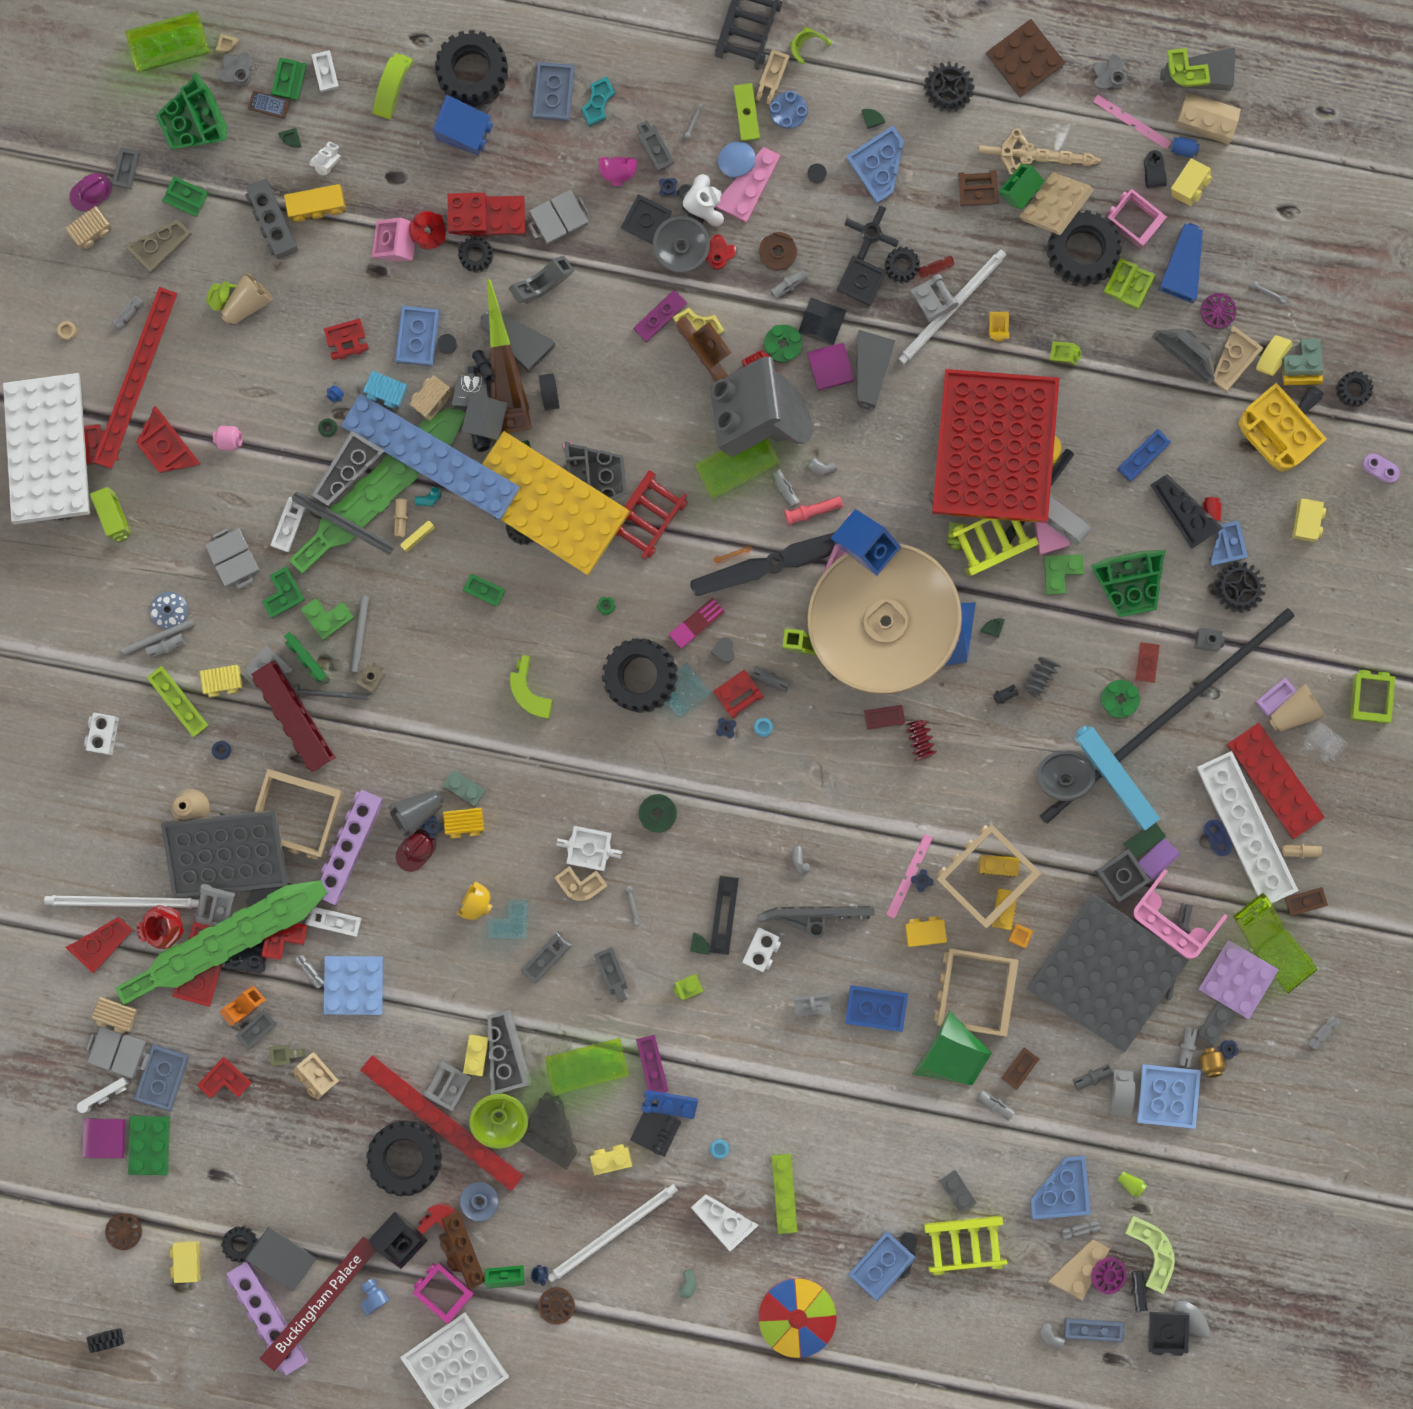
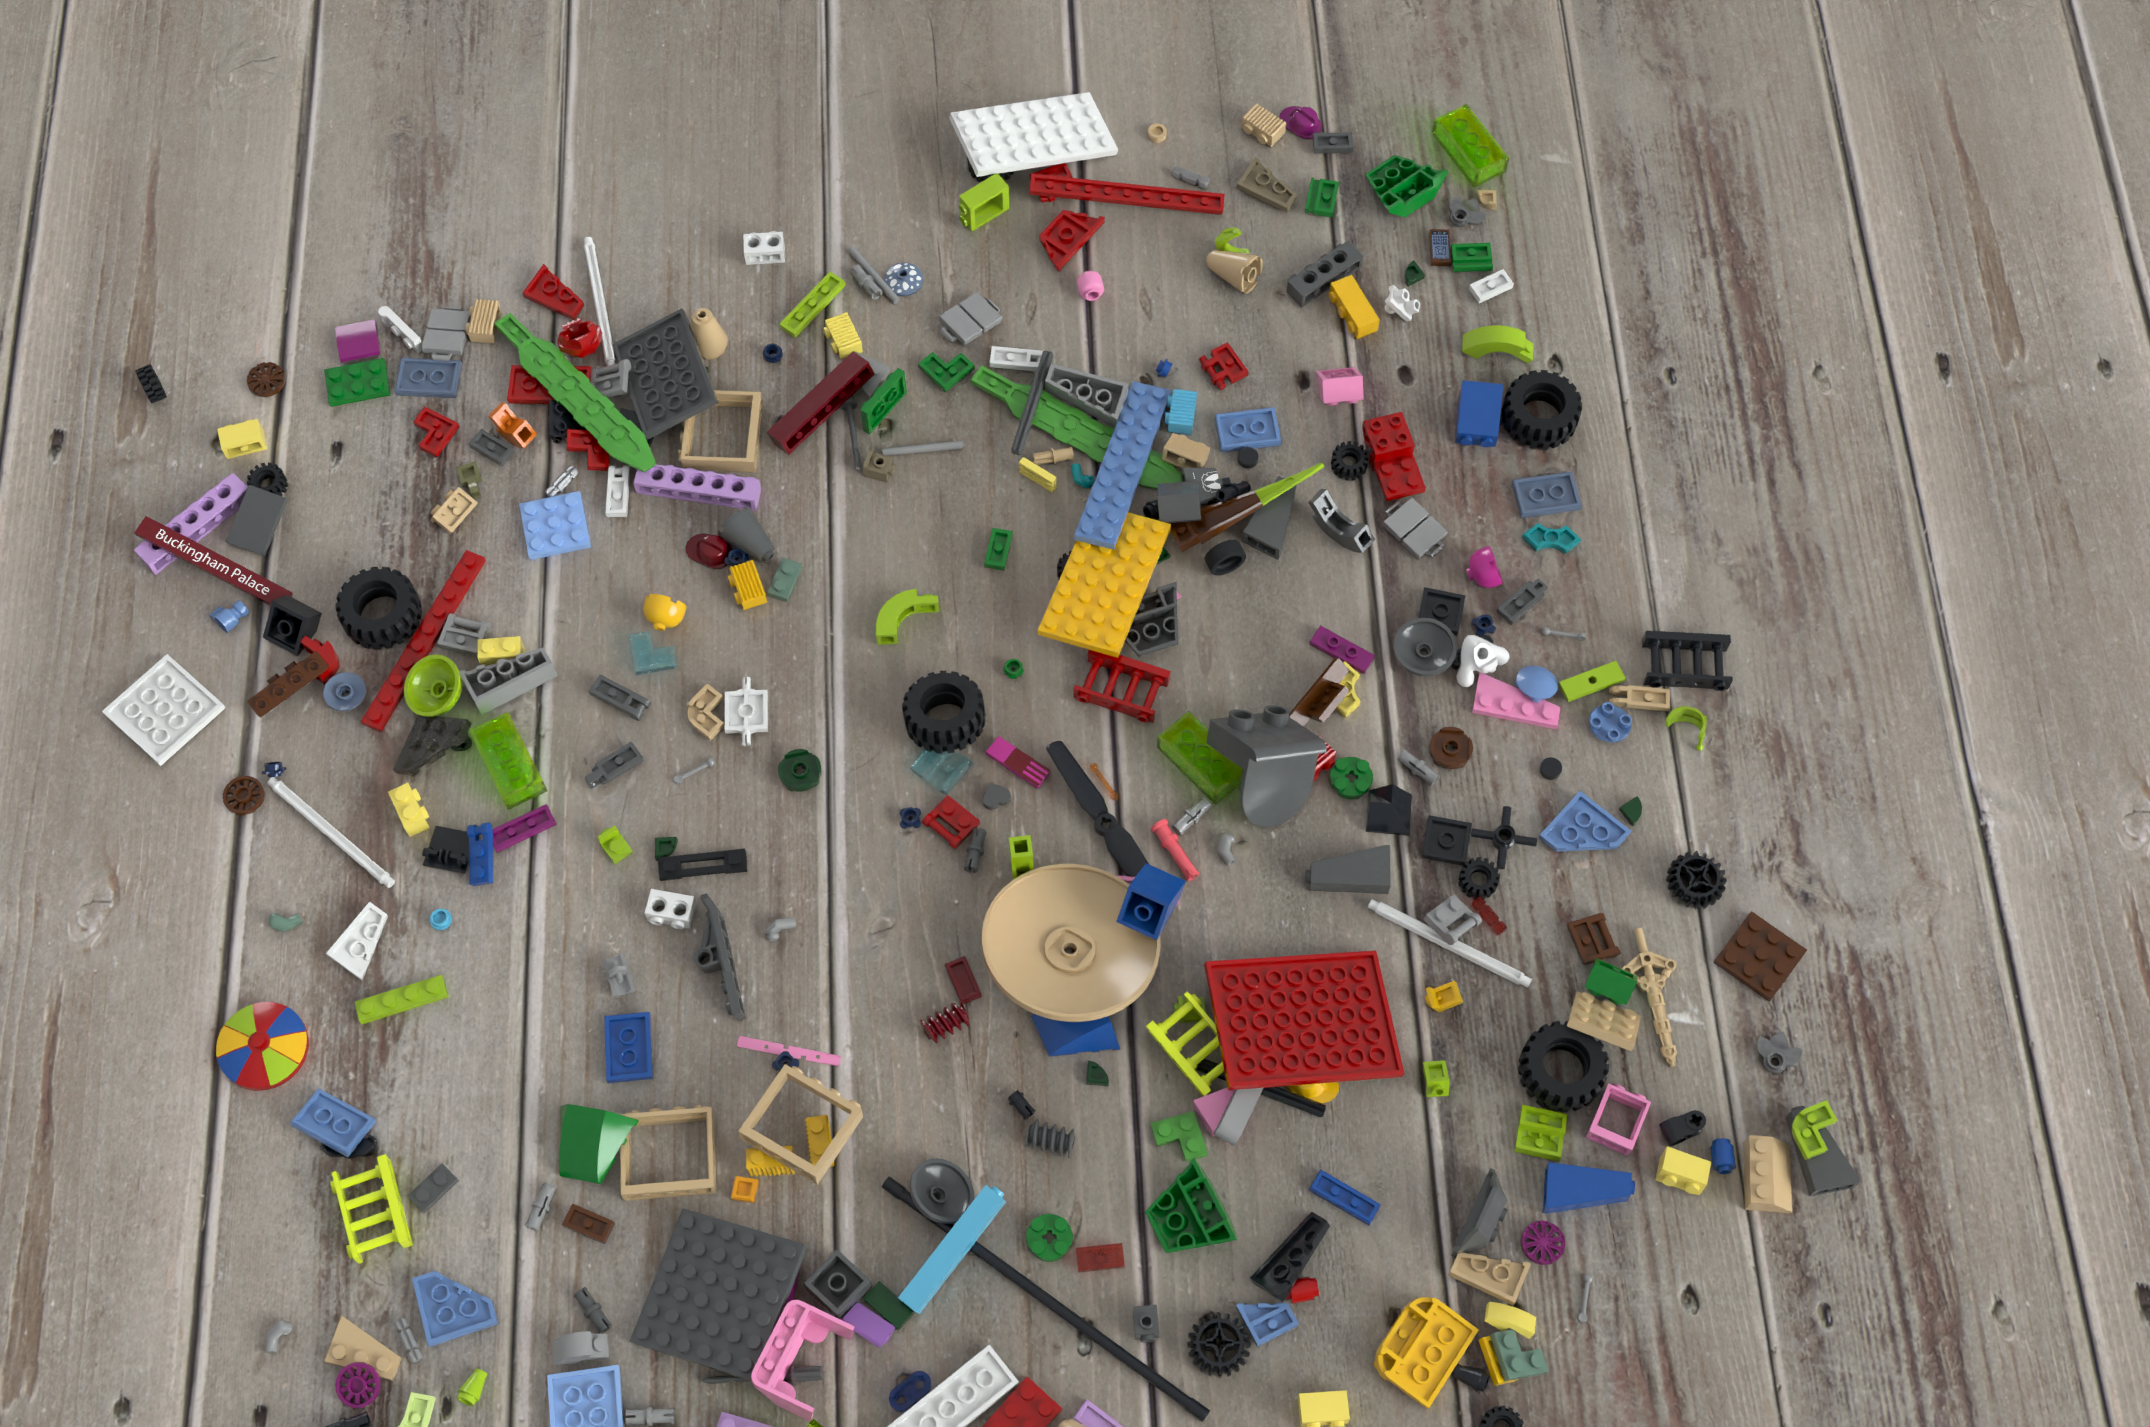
camera: 75 degrees right, 20 degrees down
(323, 424) = (1127, 366): dark green plate -> none
(325, 622) = (927, 415): bright green plate -> none
(420, 1284) = (232, 698): dark pink window -> none
(436, 226) = (1348, 405): red plate -> none
(504, 1277) = (266, 735): green plate -> none
(720, 250) = (1431, 690): red plate -> none
(763, 727) = (920, 855): medium azure plate -> none
(830, 366) = (1340, 831): magenta slope -> none
(925, 932) = (725, 1079): yellow brick -> none
(1093, 1330) = (291, 1385): sand blue tile -> none
(1128, 119) = (1732, 1089): bright pink piece -> none

